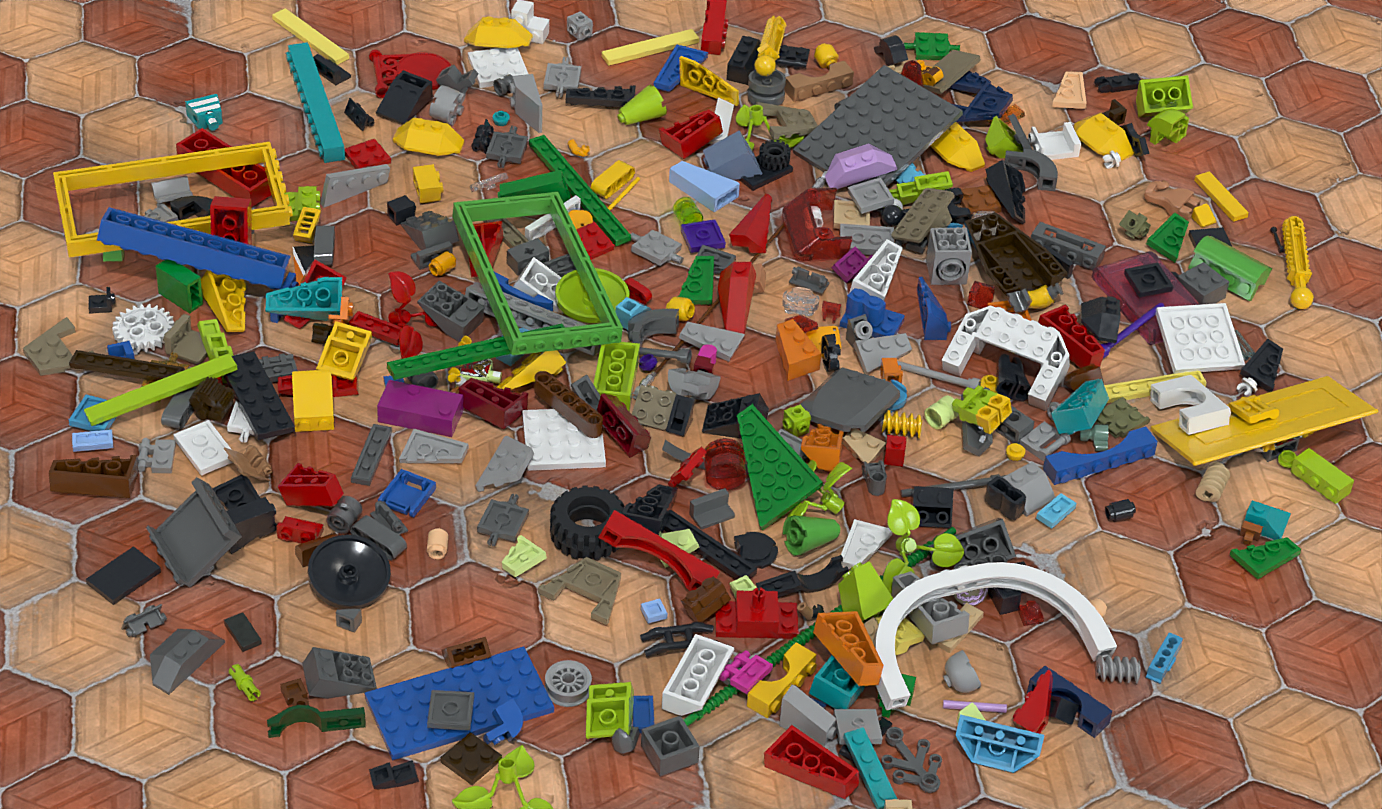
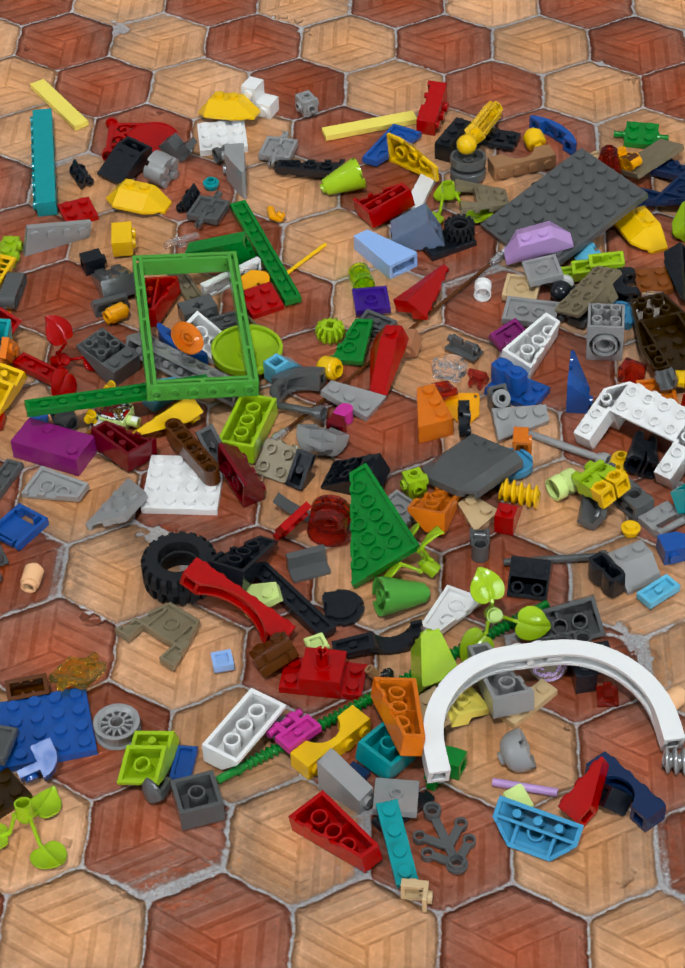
camera: 15 degrees right, 0 degrees up
(330, 70) = (67, 134): black panel -> none
(503, 520) = (101, 559): dark grey plate -> none
(514, 633) = (77, 672): none -> clear yellow plate
(522, 557) = (109, 597): yellowish green wing -> none
(540, 287) = (187, 338): none -> orange dish
(612, 179) = (299, 243): yellow beam -> none
(638, 291) = (293, 349): red beam -> none
(647, 362) = (284, 417): dark purple plate -> none
(656, 247) = (323, 307): light grey plate -> none
(667, 632) = (228, 683): black piece -> none
(670, 270) = (330, 331): none -> lime gear
(807, 239) = (474, 311): clear red windscreen -> none
(847, 47) = (555, 131): none -> blue slope
(893, 49) = (599, 135): black brick -> none

